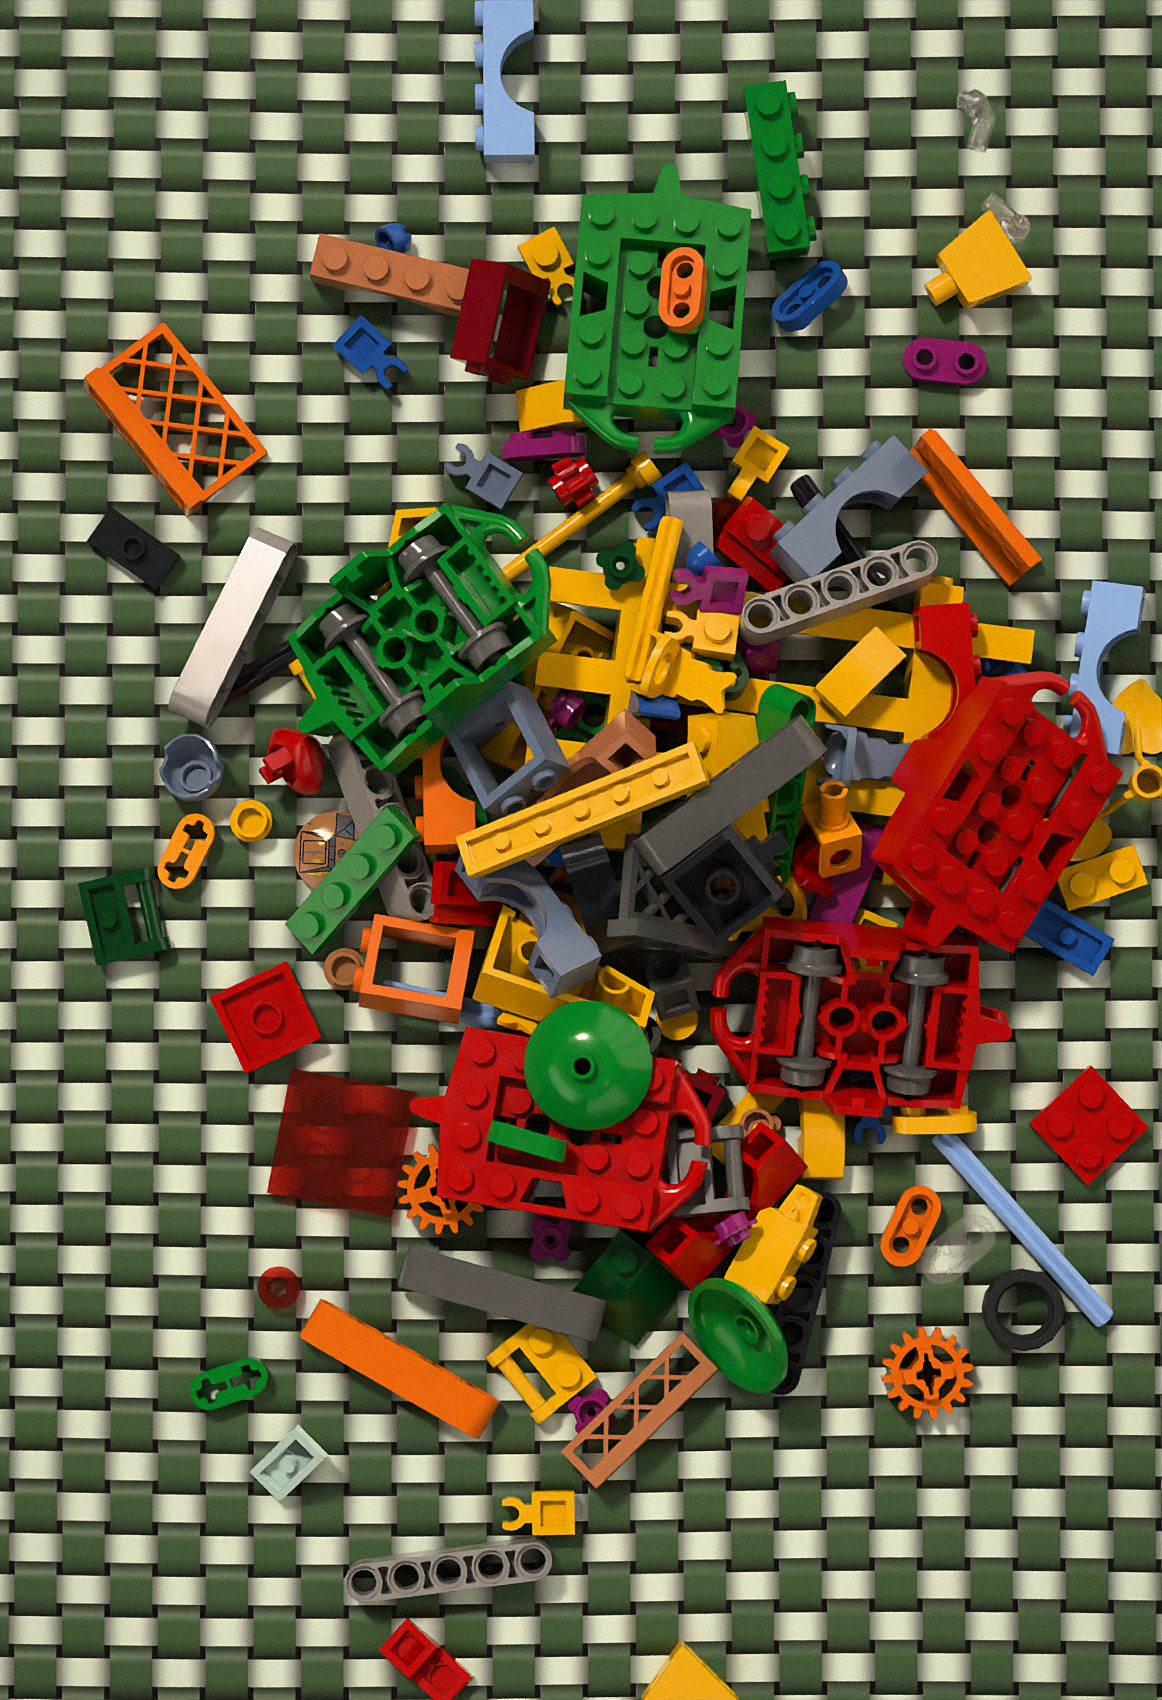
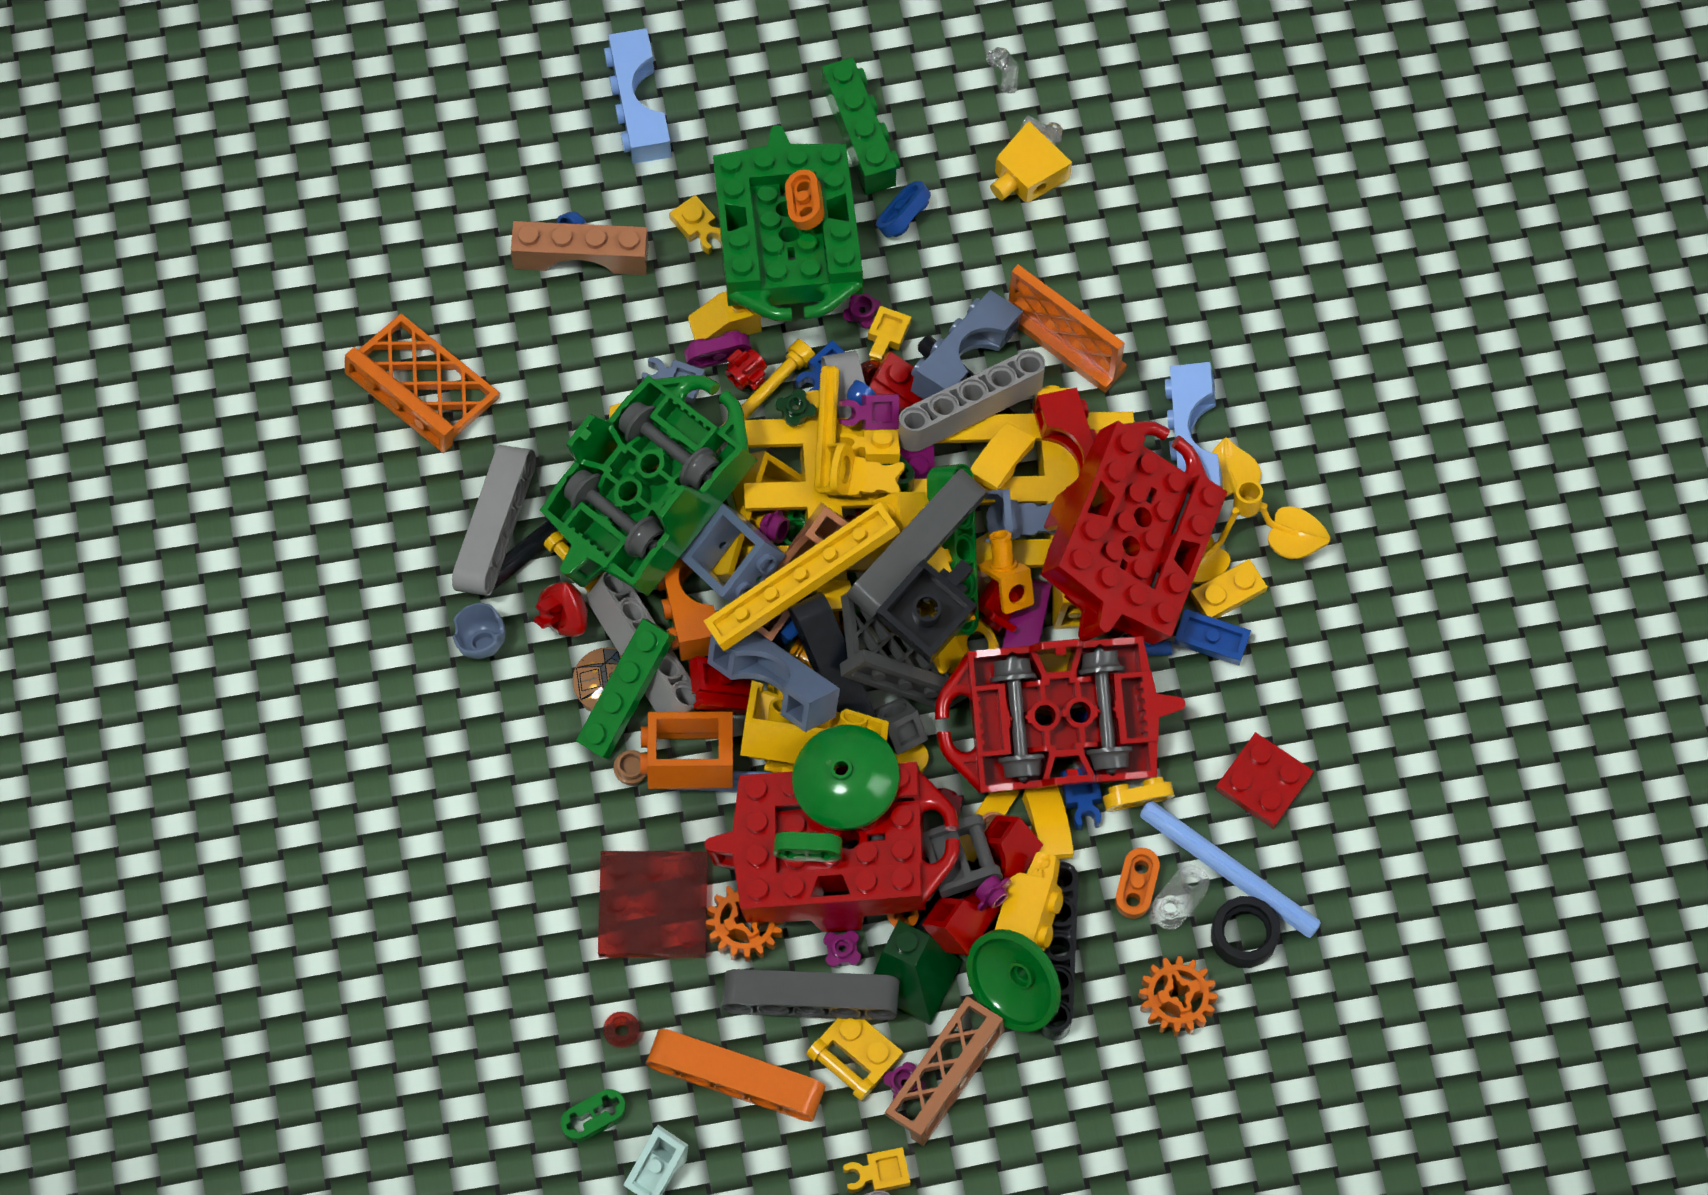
camera: 10 degrees left, 20 degrees down
(110, 917) = (431, 762): dark green plate -> none
(133, 548) = (404, 481): black plate -> none
(195, 857) = (477, 698): light orange beam -> none
(251, 821) = (534, 667): yellow plate -> none
(266, 1017) = (572, 815): red plate -> none
(366, 349) = (566, 304): blue plate -> none
(519, 323) = (652, 232): dark red window -> none
(660, 708) = (845, 506): blue slope -> none
(944, 364) = (1018, 241): magenta plate -> none

